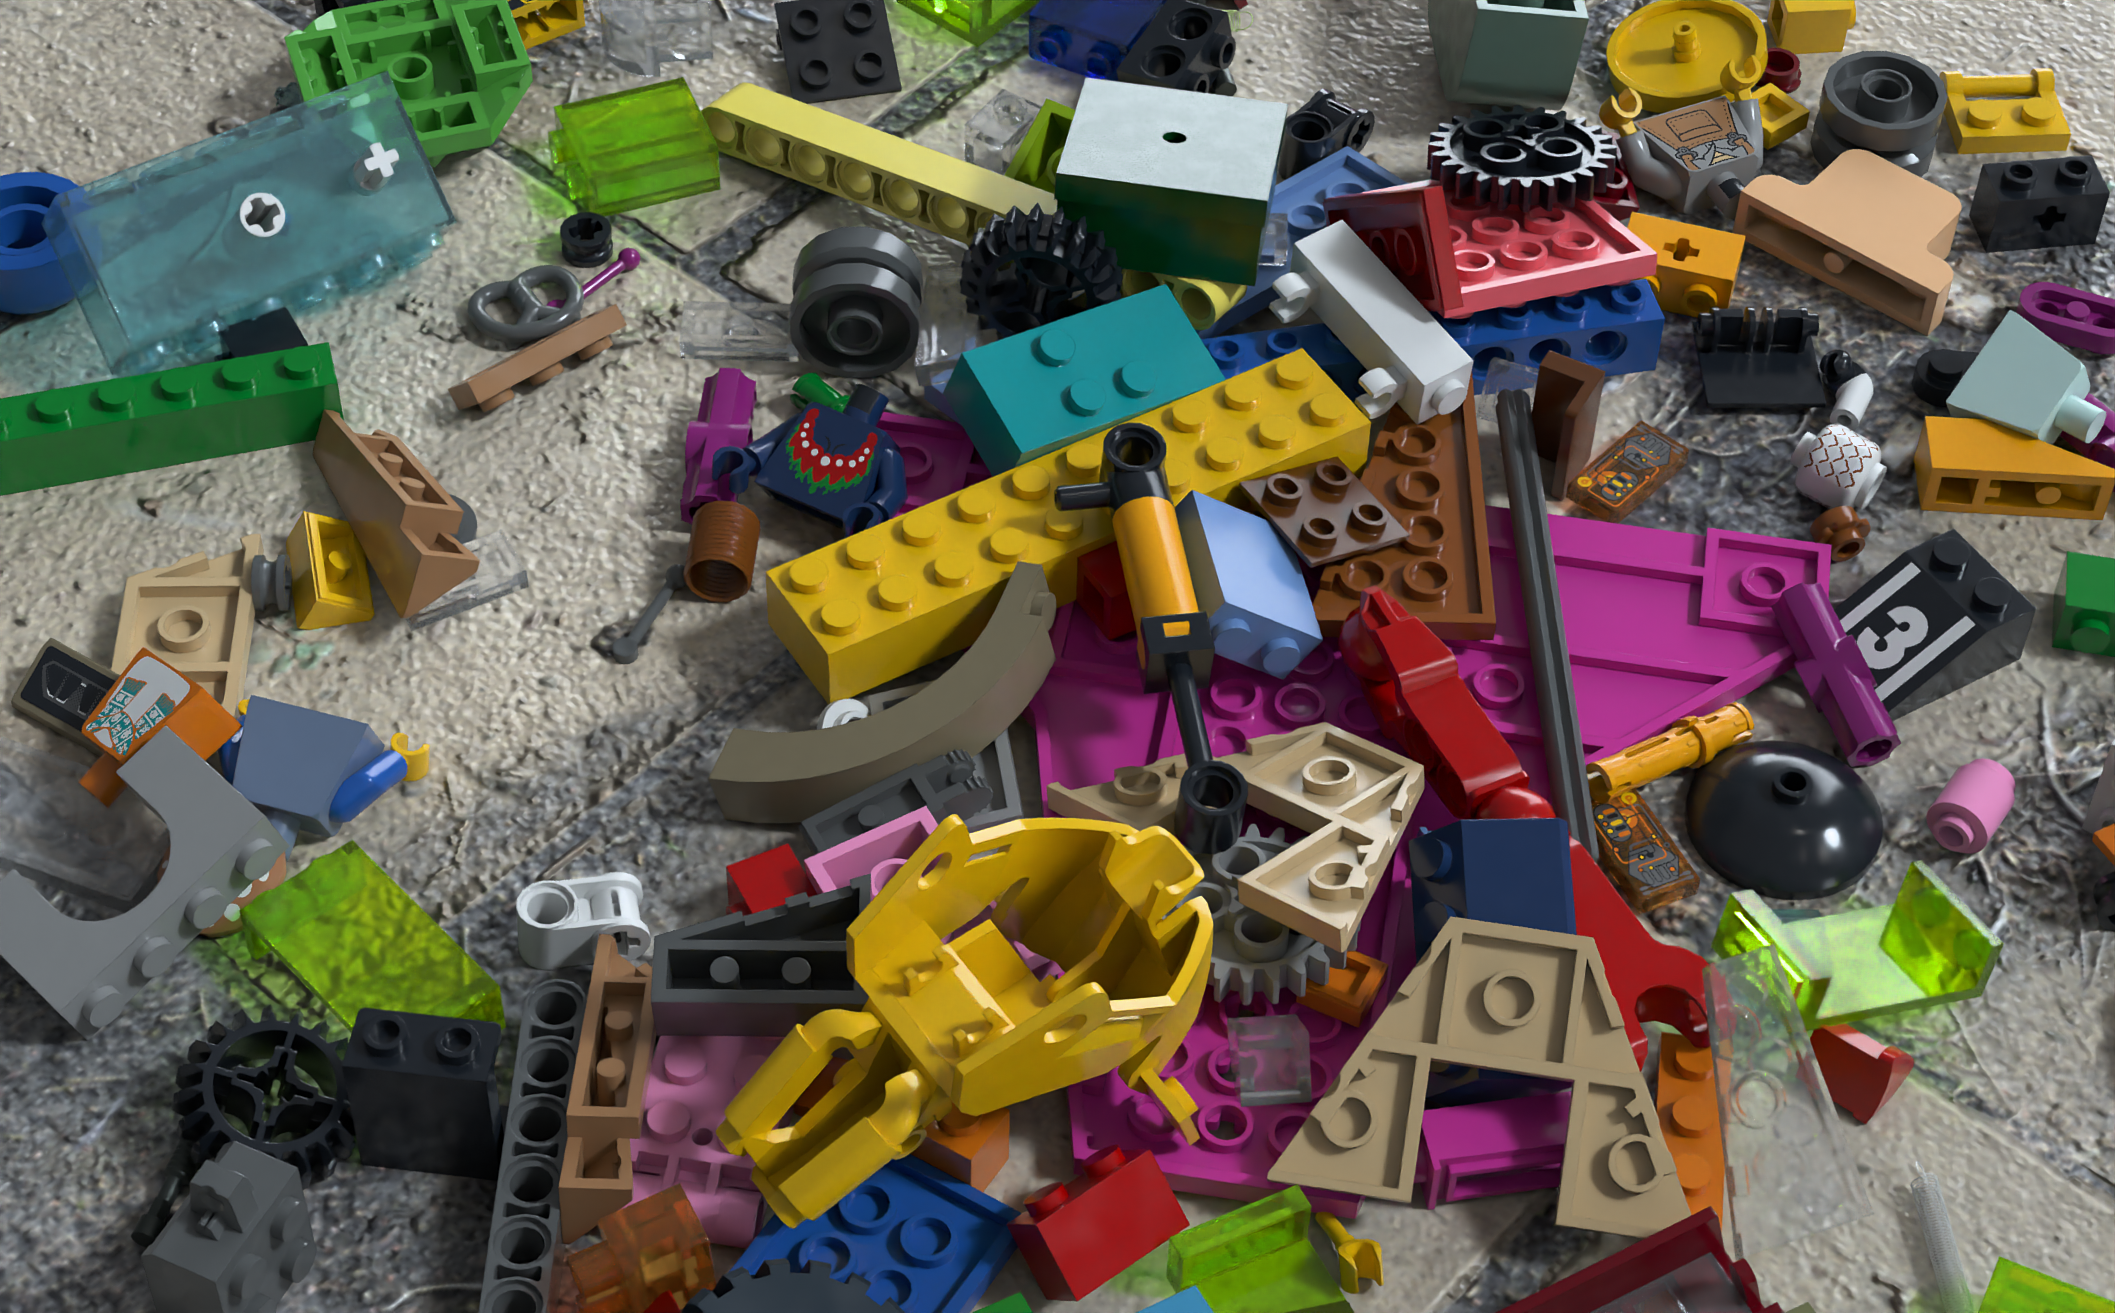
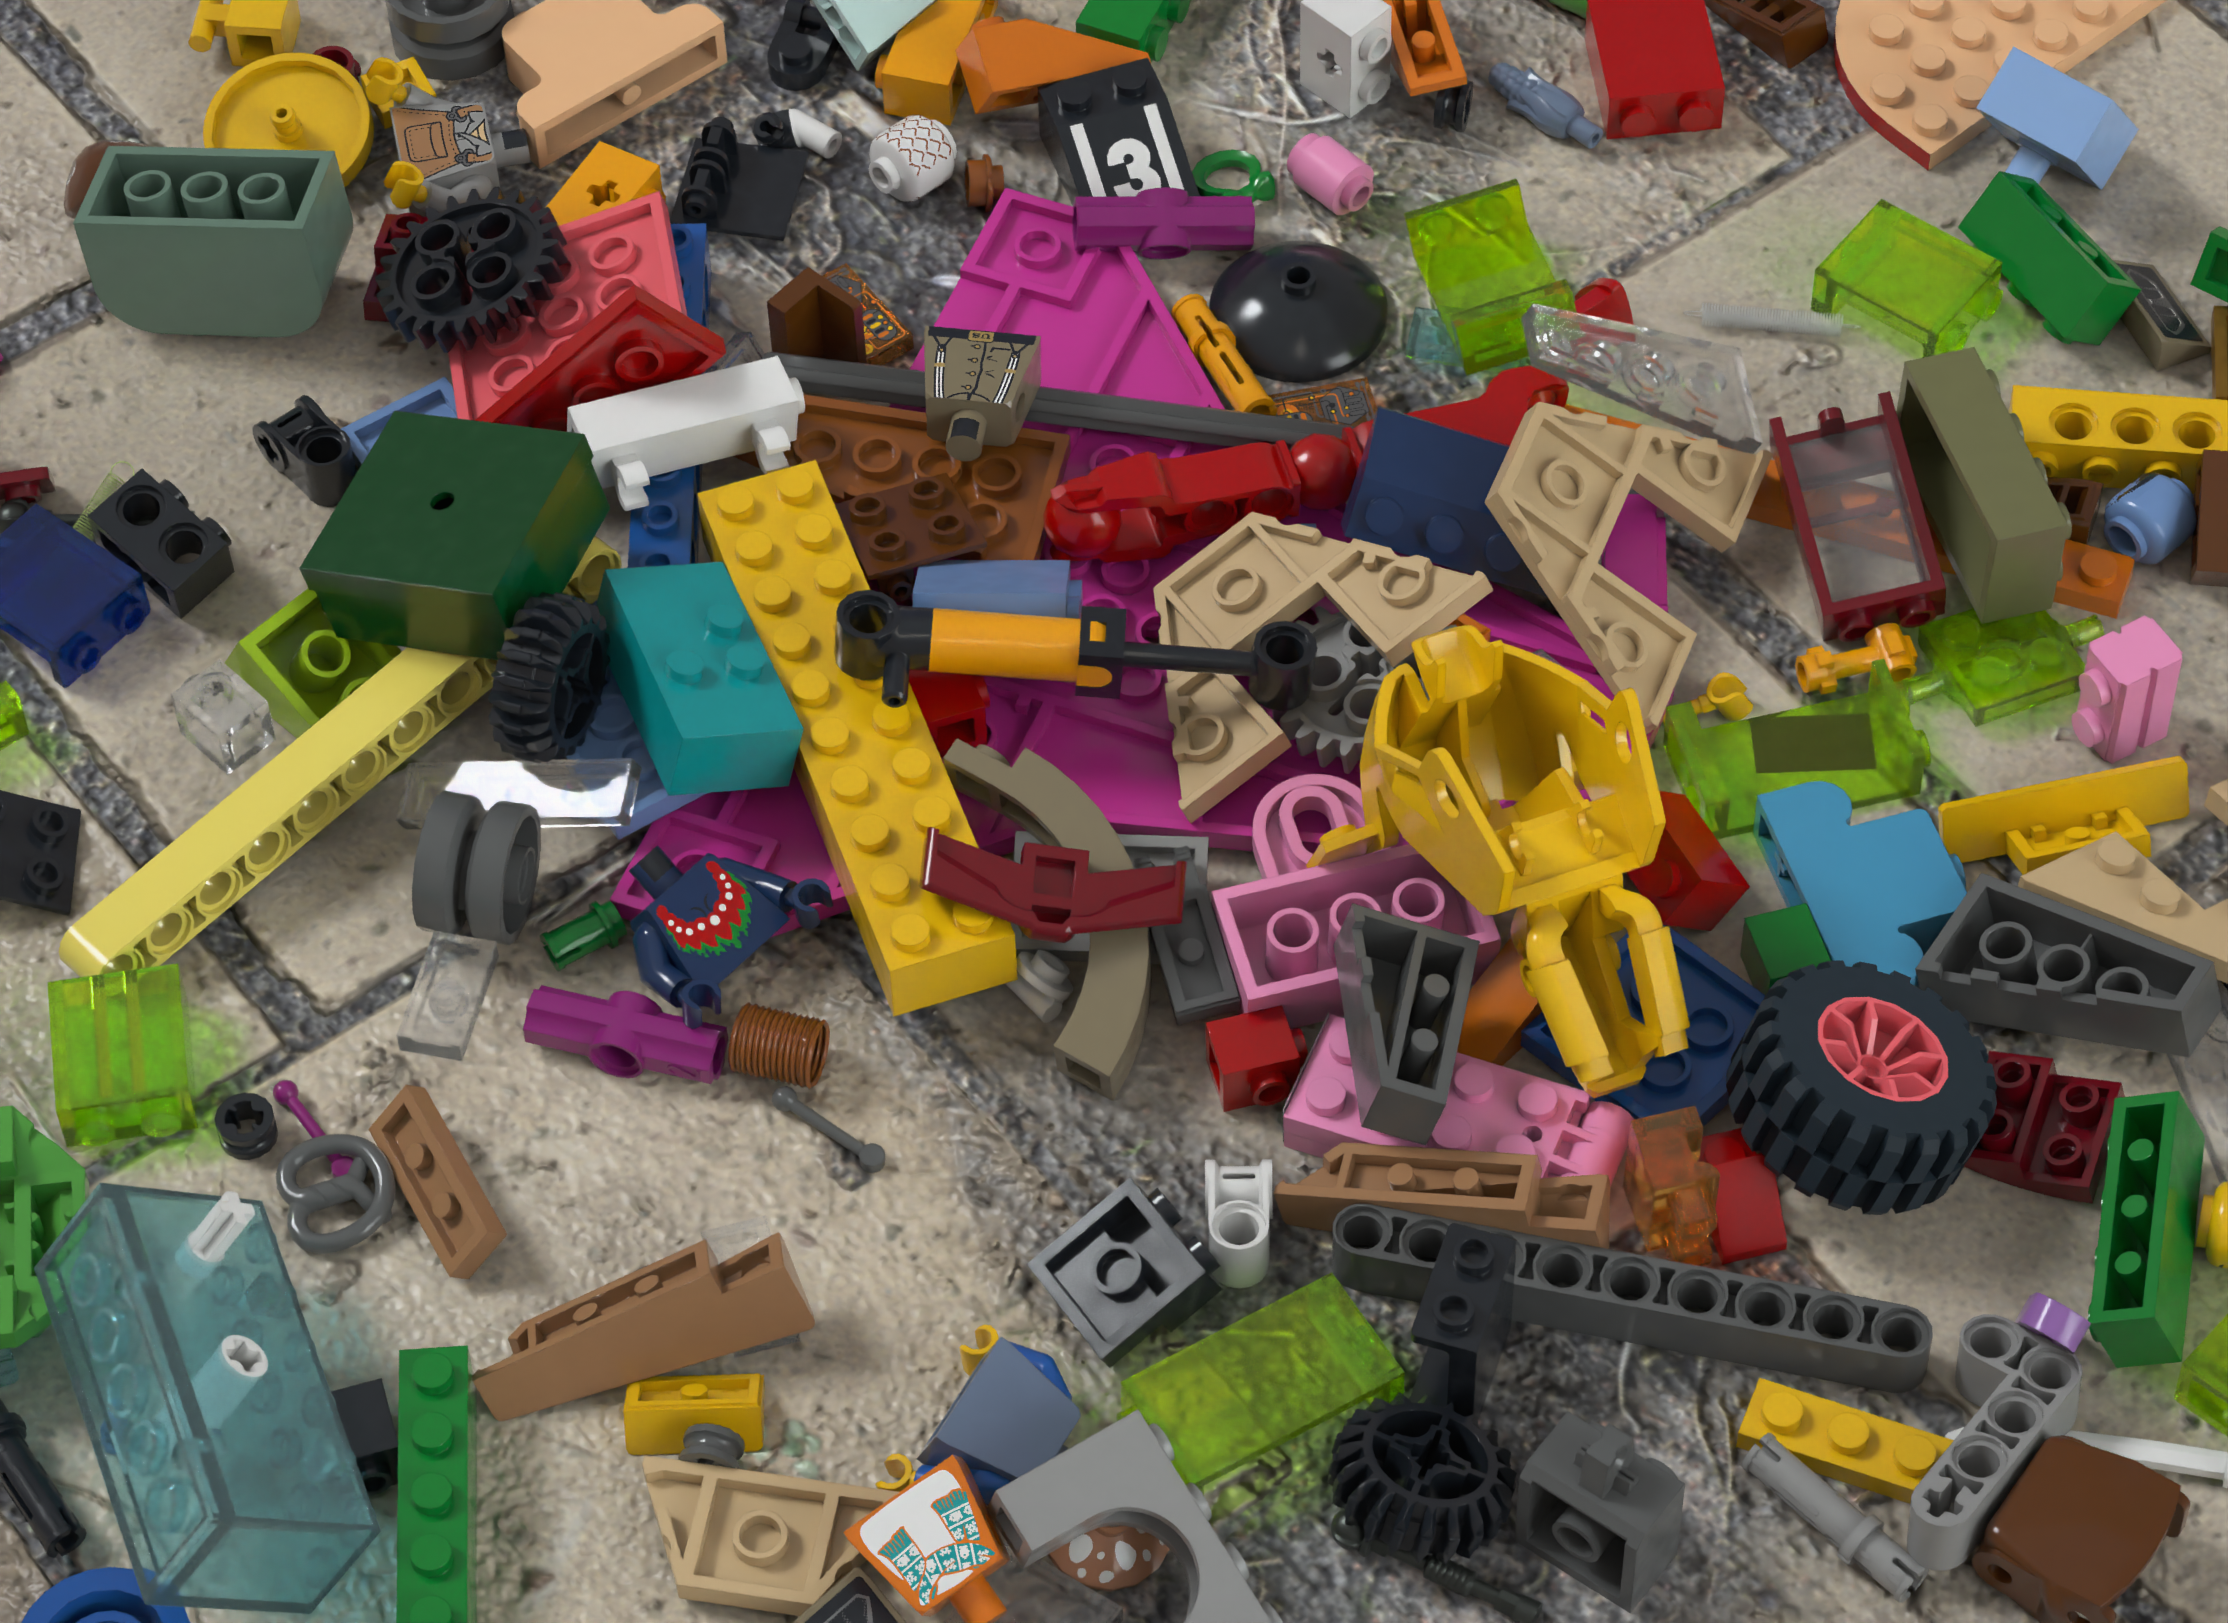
camera: 75 degrees left, 5 degrees up
(502, 841) = (1126, 1271): none -> plate
(879, 669) = (1051, 888): none -> dark red plate
(1507, 527) = (978, 387): none -> dark tan torso
(1937, 756) = (1261, 183): none -> green piece
(1986, 507) = (1013, 58): none -> orange slope

